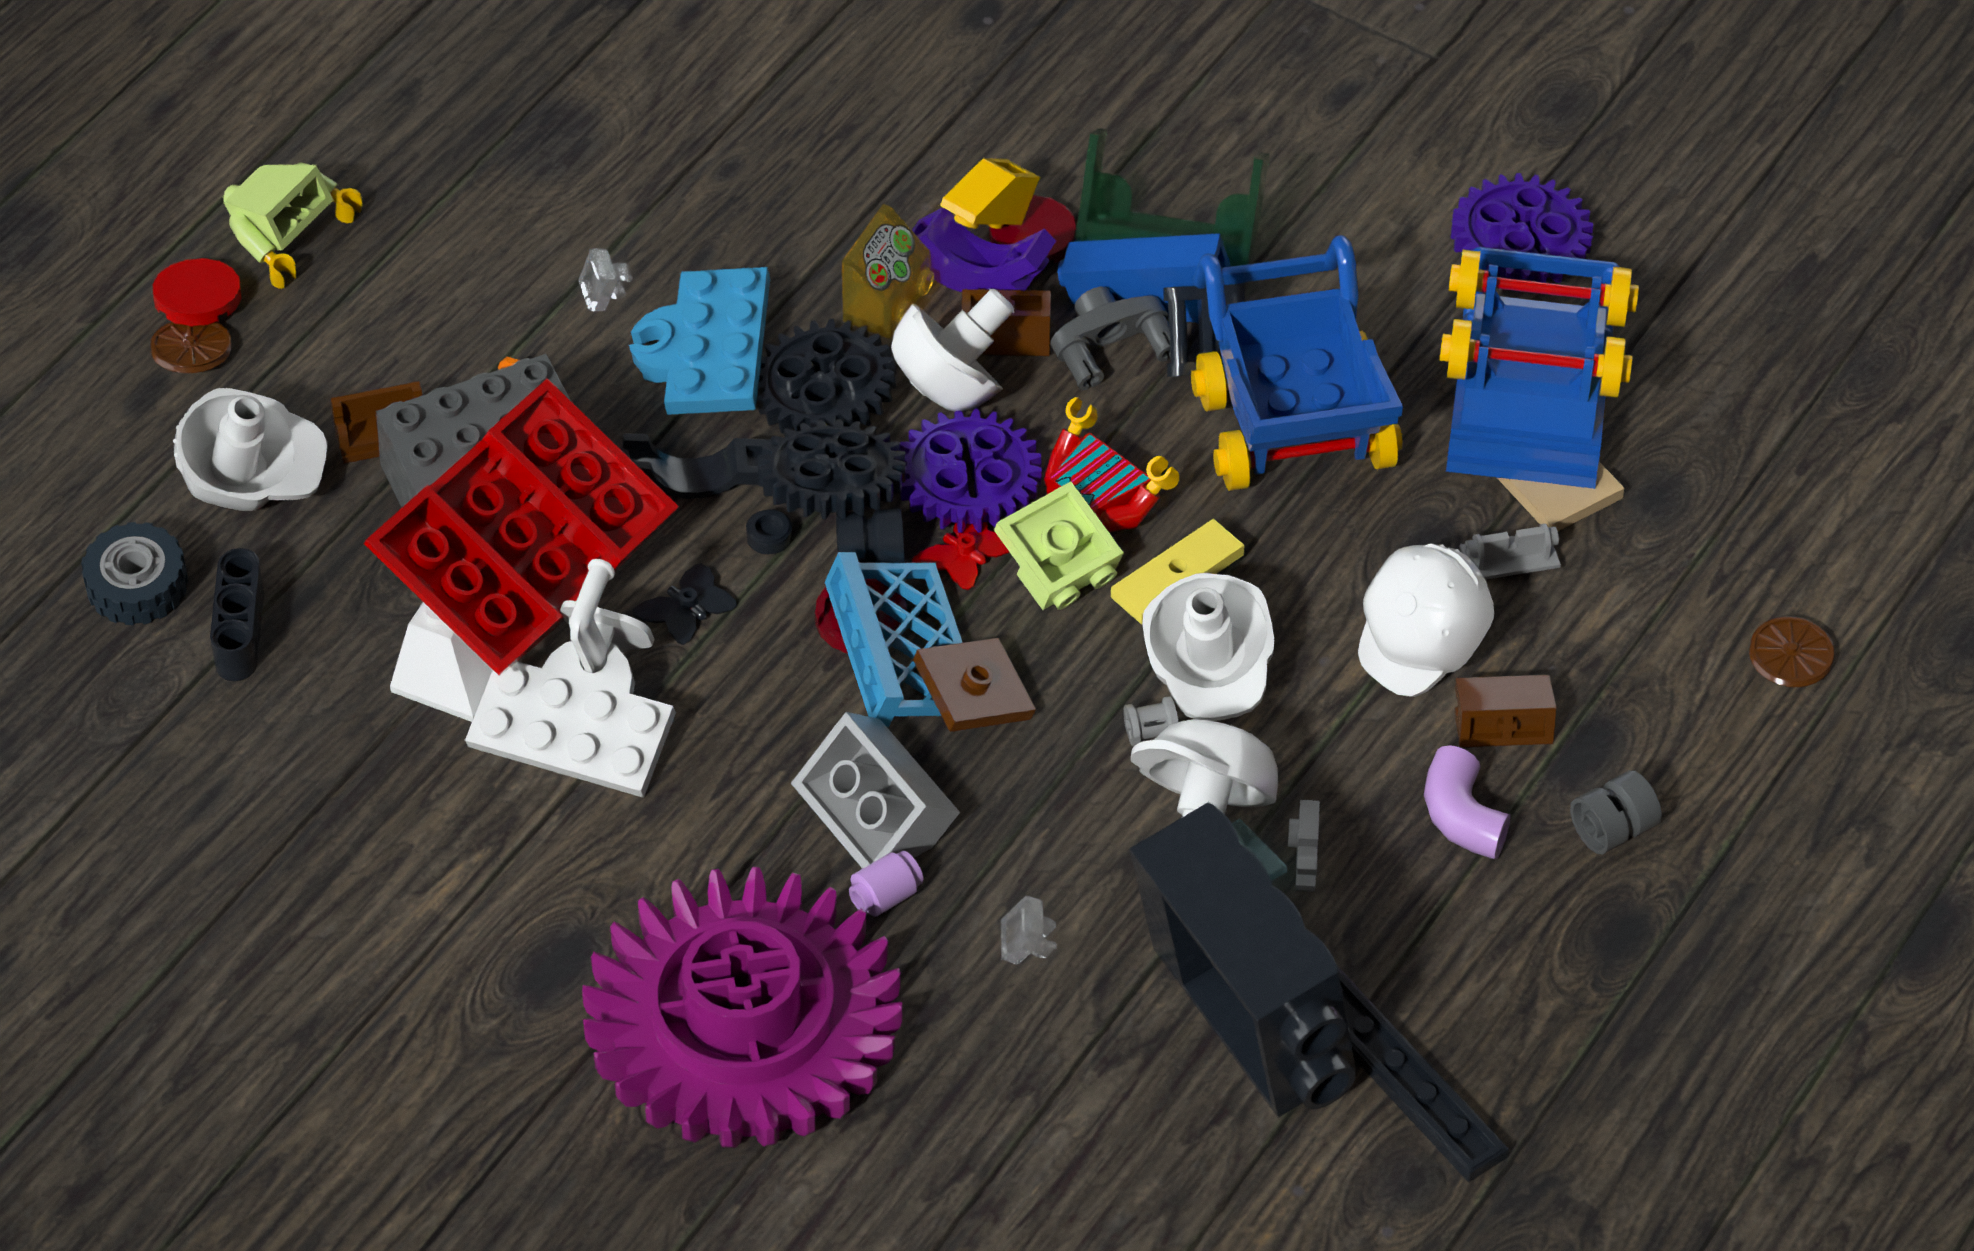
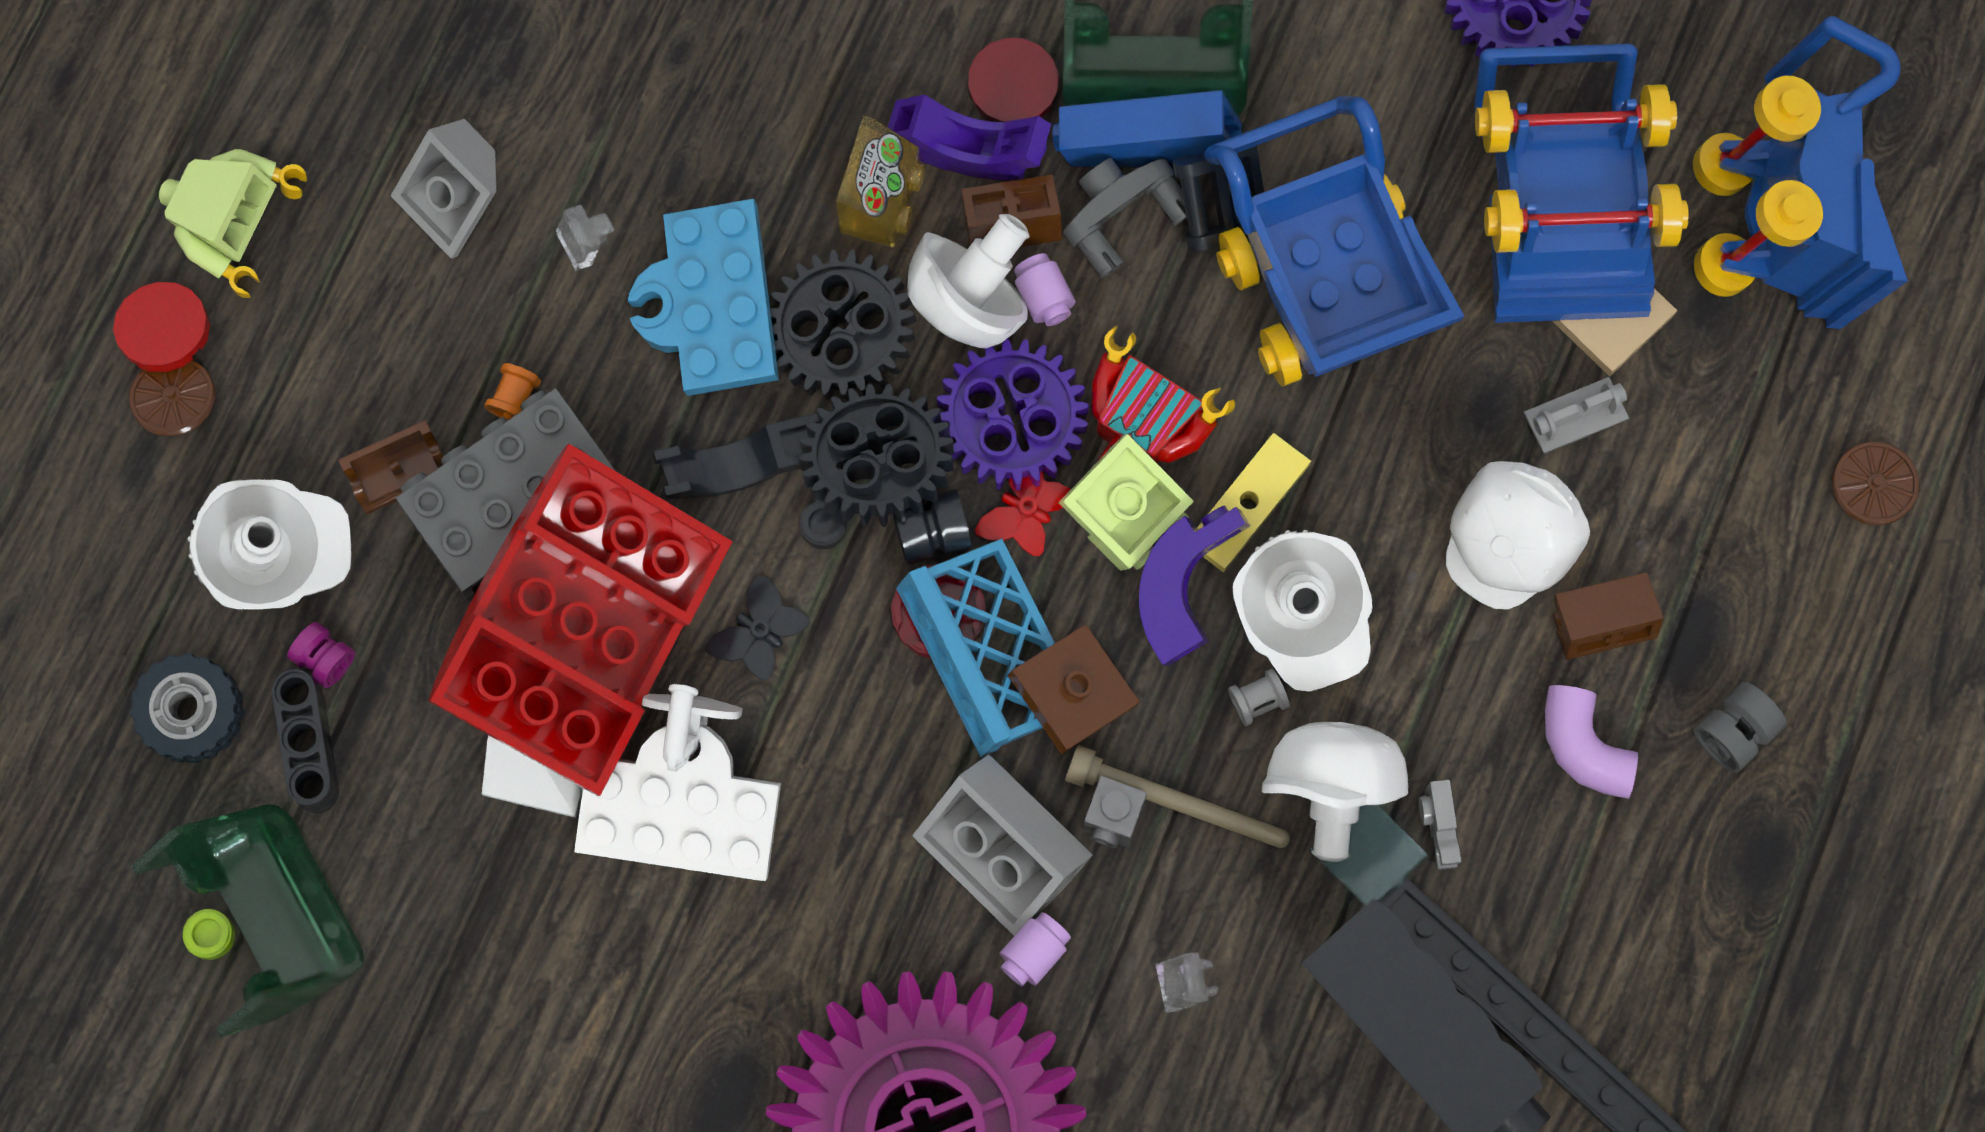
camera: 10 degrees left, 25 degrees up
(102, 753) = (208, 934): none -> lime tile
(170, 722) = (276, 901): none -> clear green windscreen
(277, 556) = (321, 654): none -> magenta wheel
(487, 221) = (448, 184): none -> light grey slope
(971, 751) = (1089, 768): none -> dark tan piece
(989, 784) = (1113, 813): none -> flat silver brick
(992, 194) = (969, 67): yellow slope -> none
(1022, 381) = (1044, 290): none -> lavender brick
(1089, 600) = (1166, 577): none -> dark purple arch
(1756, 393) = (1811, 192): none -> blue piece

